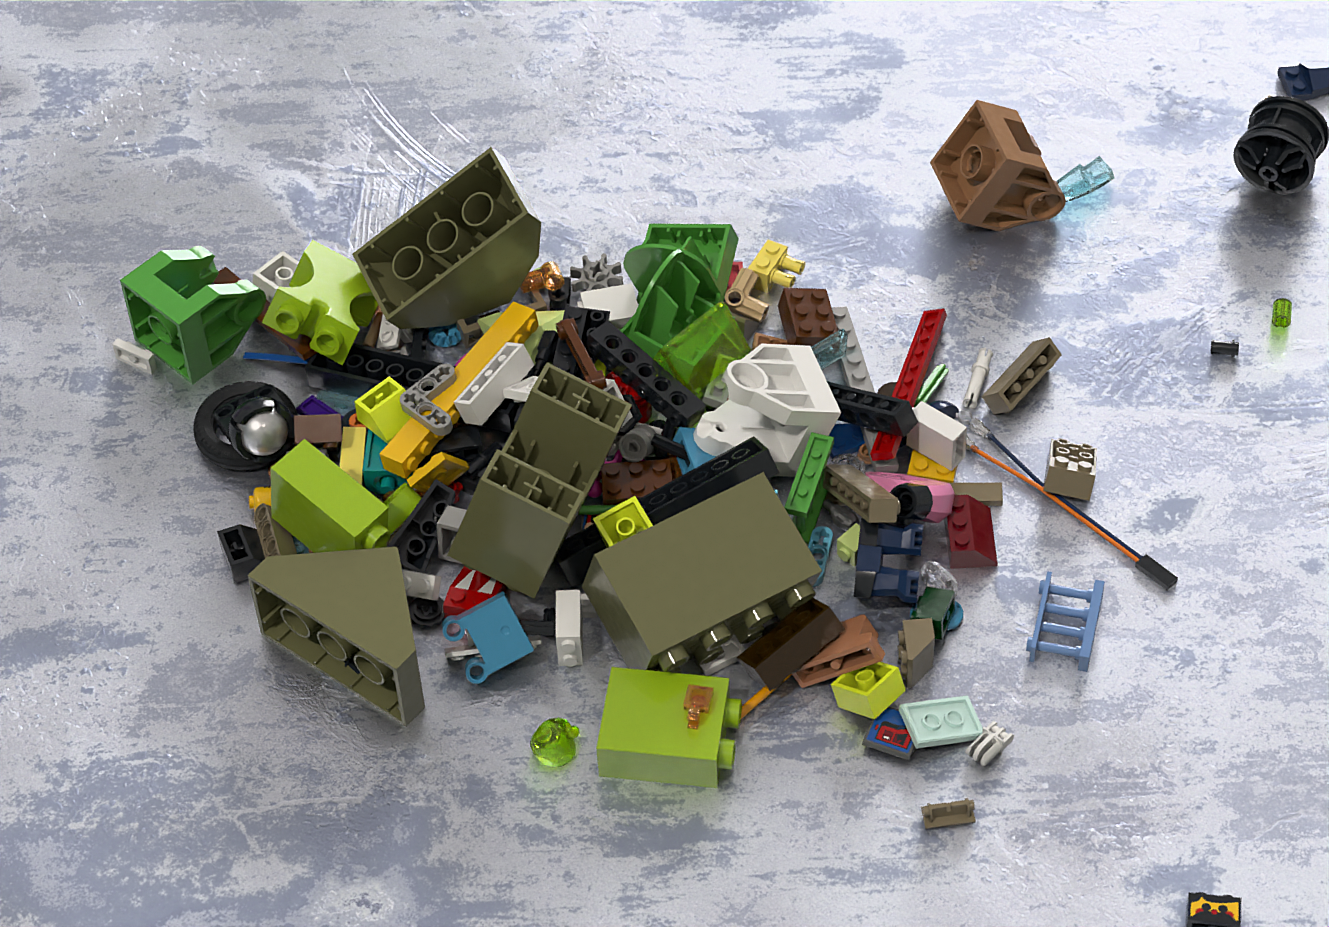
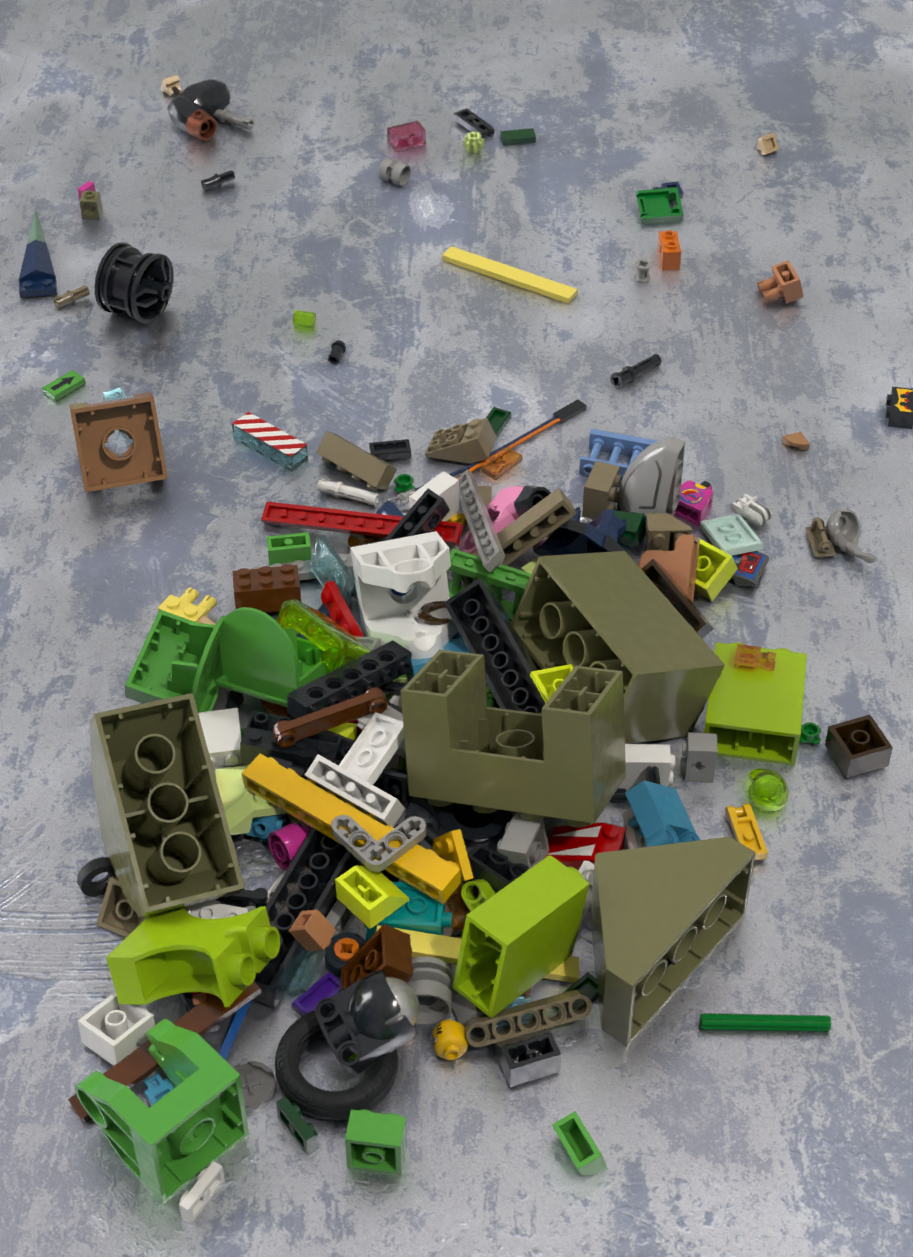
camera: 90 degrees left, 5 degrees down
(155, 594) = (579, 1145): none -> bright green brick
(161, 452) = (376, 1142): none -> bright green brick
(187, 407) = (292, 1118): none -> dark green plate
(232, 372) = (257, 1085): none -> flat silver tile
(276, 734) = (765, 1022): none -> green axle
(355, 380) = (312, 930): none -> nougat brick
(501, 724) = (746, 829): none -> yellow plate
(585, 678) = (700, 757): none -> light grey brick
(609, 821) = (858, 746): none -> dark brown brick
(638, 781) = (810, 733): none -> green plate
(773, 440) = (426, 617): none -> dark brown piece
(869, 333) = (288, 548): none -> bright green brick
(893, 468) = (480, 522): none -> light grey plate
(956, 832) = (845, 531): none -> light grey hair
(971, 630) = (653, 479): none -> light grey panel
(990, 591) = (601, 489): none -> dark tan brick
(998, 686) = (694, 501): none -> dark pink torso
(999, 424) = (403, 483): none -> green plate
(1045, 508) = (501, 463): none -> clear orange plate
(1049, 303) = (270, 441): none -> brick
(1054, 408) = (391, 449): none -> black plate
(1121, 501) = (498, 419): none -> dark green tile
(1125, 130) = (63, 385): none -> bright green tile
(1134, 800) = (796, 440): none -> medium nougat tile
(1234, 627) = (630, 373): none -> black pin

